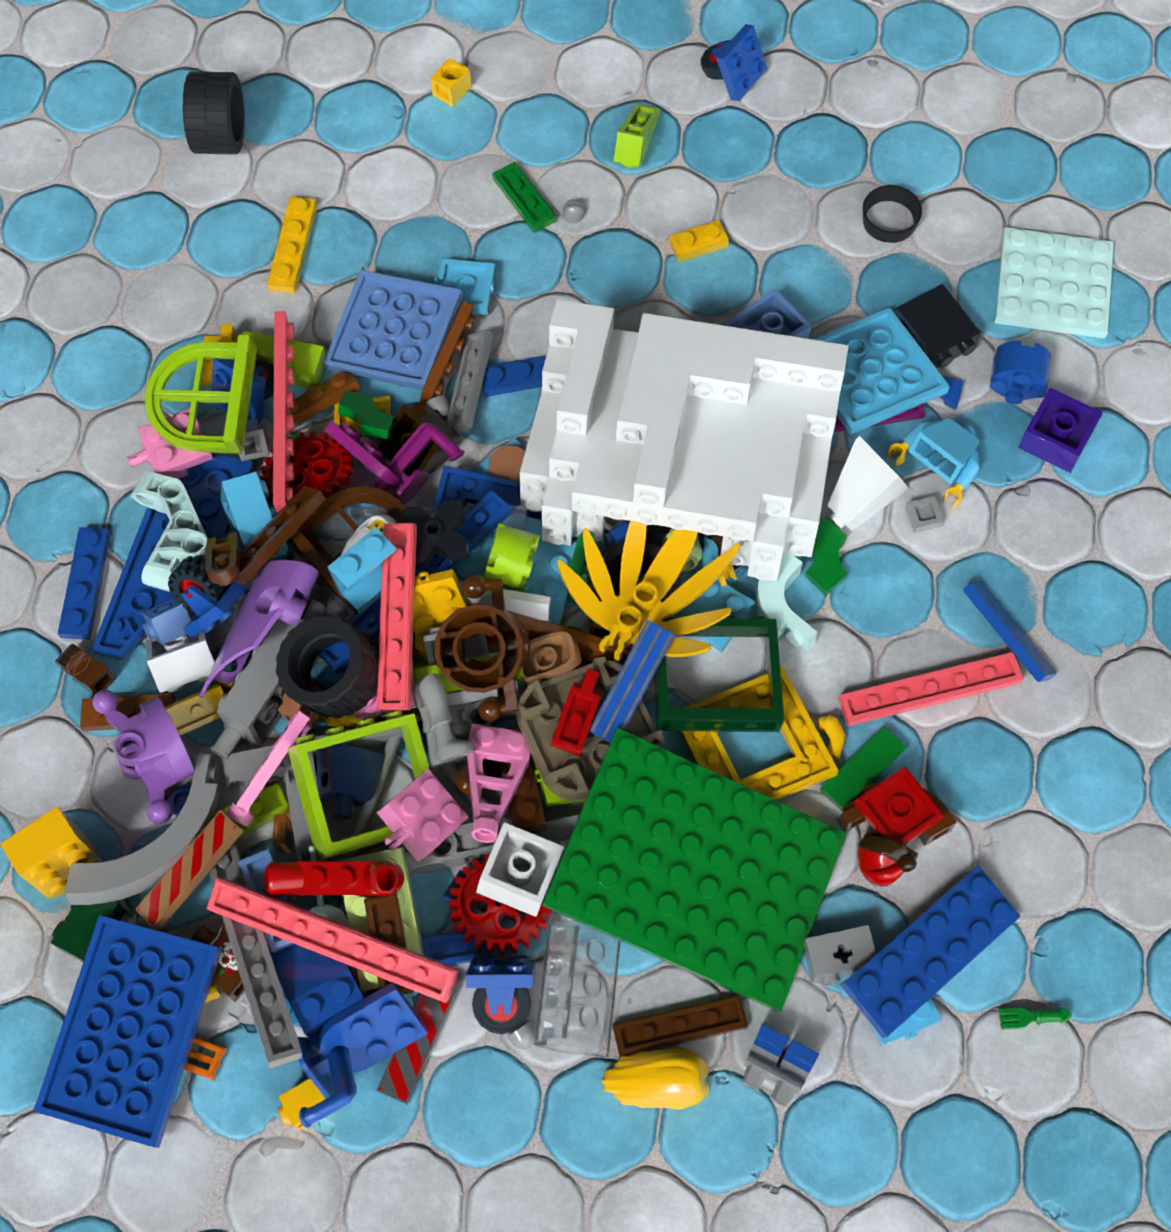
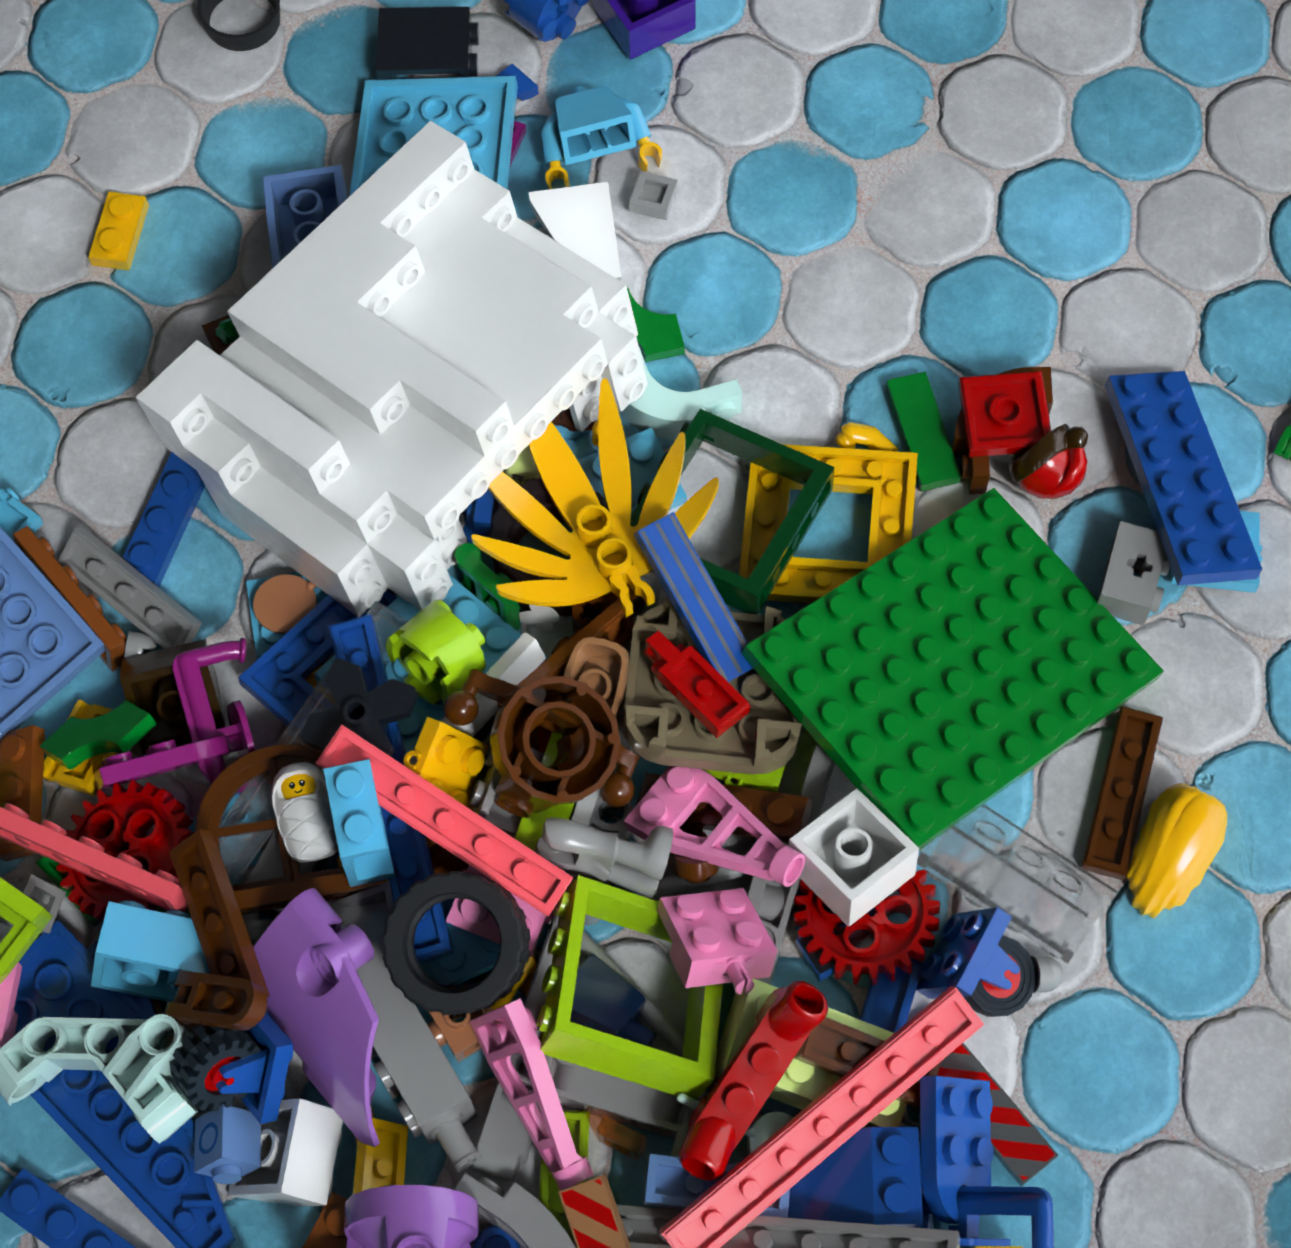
camera: 60 degrees left, 0 degrees up
(791, 1072) = (1221, 703): light grey hips -> none
(930, 689) = (870, 311): coral plate -> none
(1009, 631) = (851, 193): blue tile -> none

